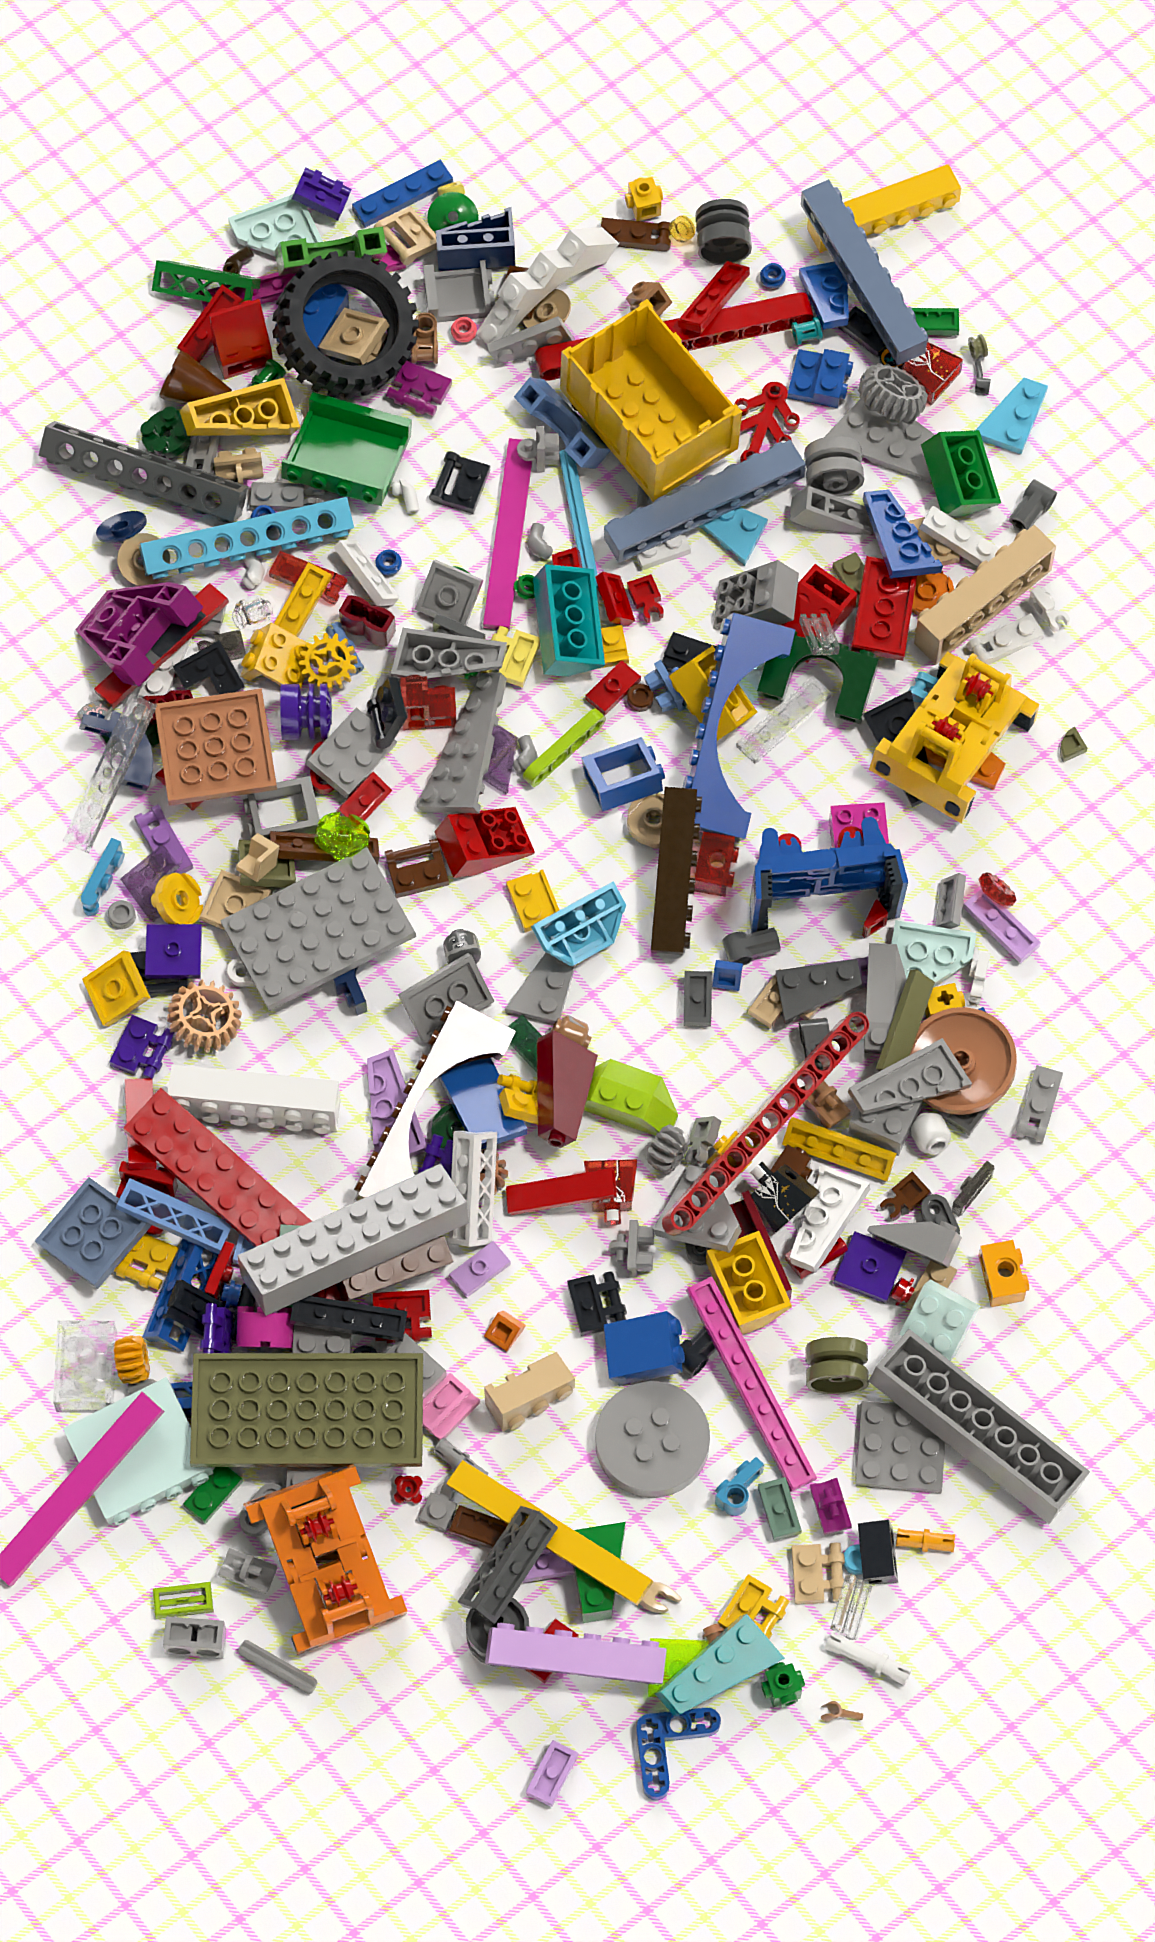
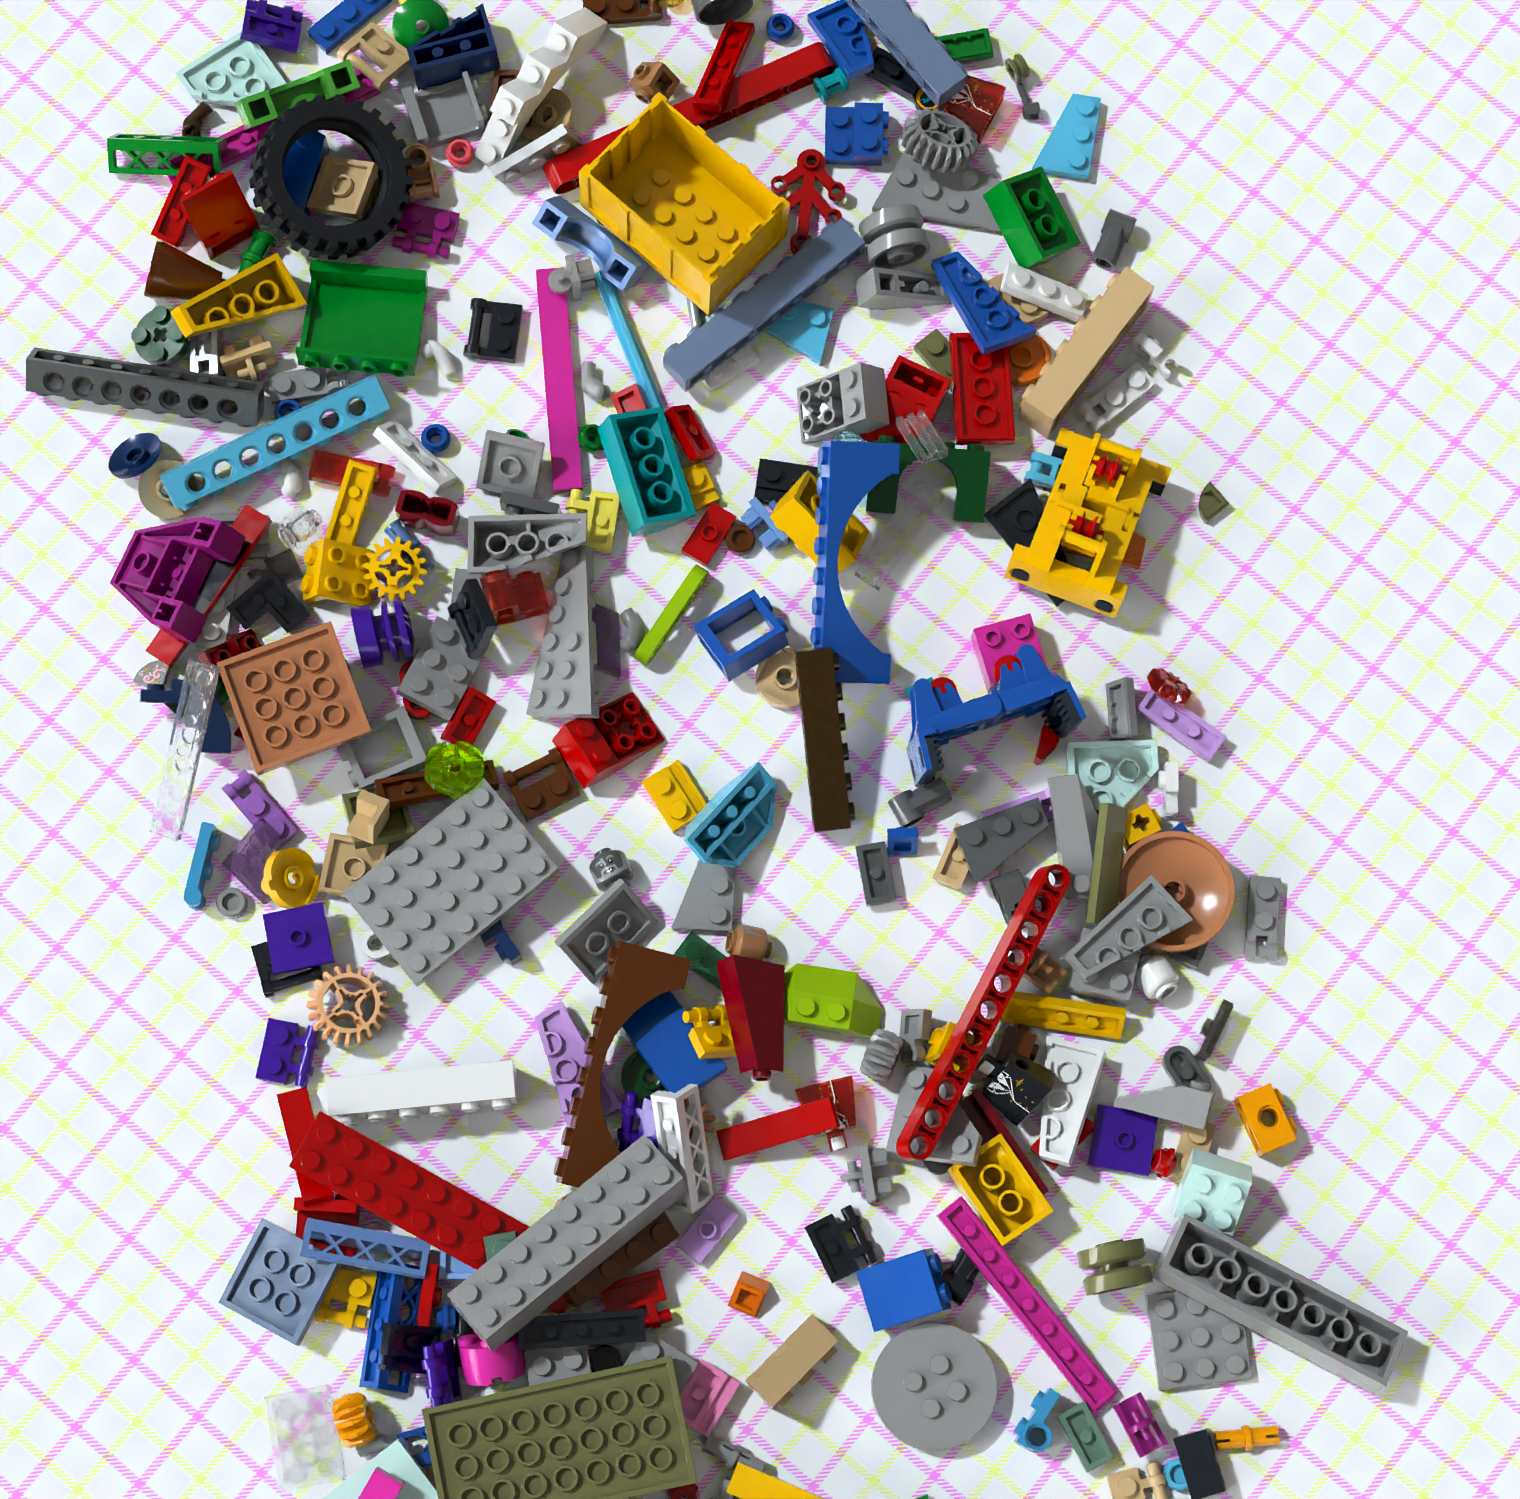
camera: 15 degrees left, 10 degrees up
(116, 988) = (244, 993): yellow plate -> none
(646, 594) = (721, 421): red plate -> none
(715, 849) = (863, 698): clear red brick -> none
(909, 1193) = (1147, 1050): reddish brown plate -> none

